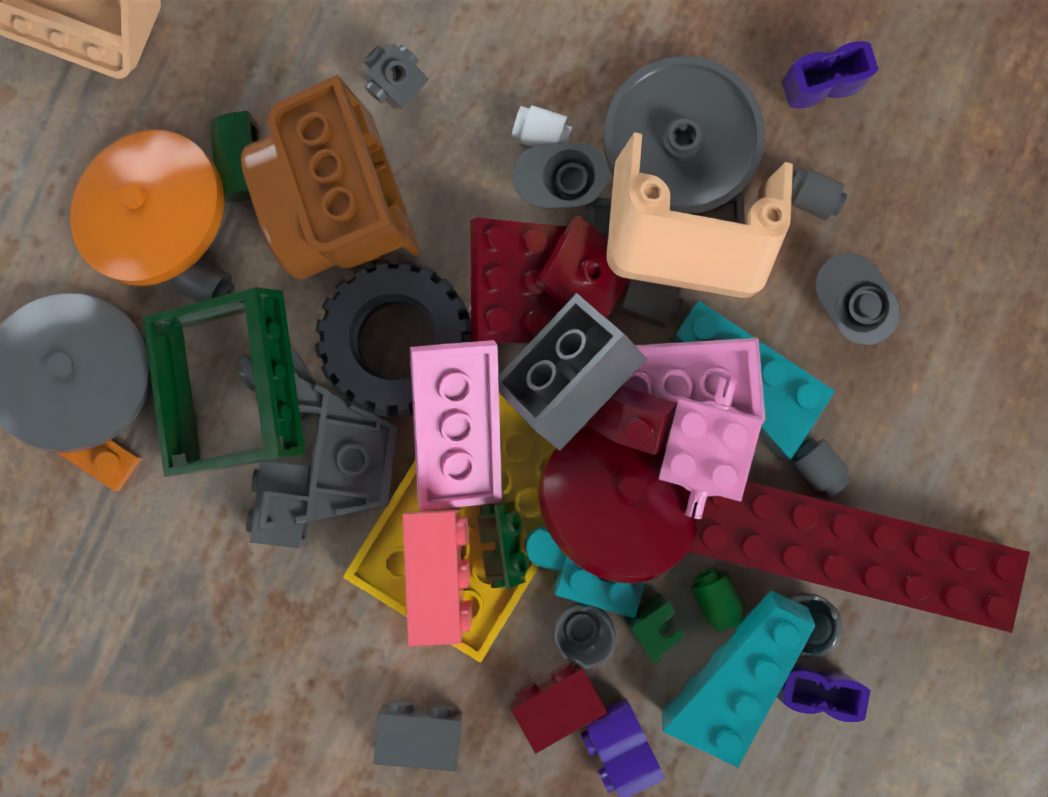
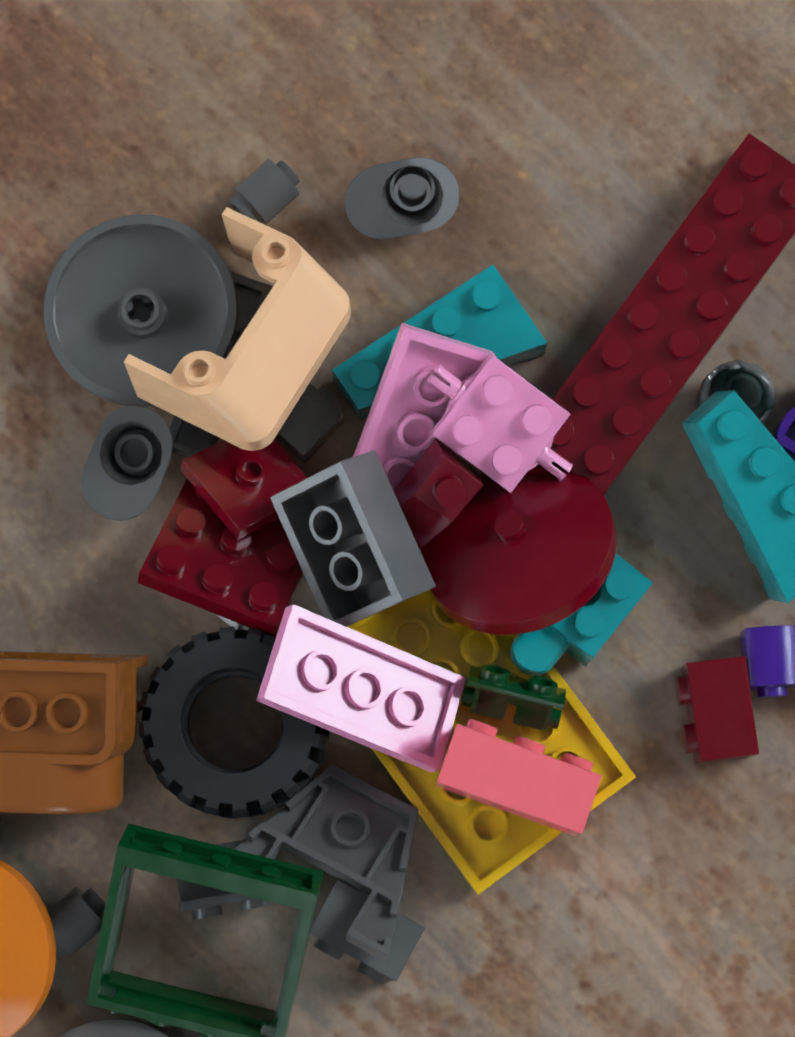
camera: 70 degrees left, 5 degrees down
(418, 736) = (691, 880): dark grey brick -> none
(540, 127) = (61, 463): white brick -> none
(584, 635) = (650, 647): dark grey hair -> none
(650, 625) = (671, 571): dark green hinge -> none
(718, 599) = (670, 485): green brick -> none
(821, 467) = (570, 313): dark grey brick -> none
(829, 74) = (143, 118): dark purple brick -> none

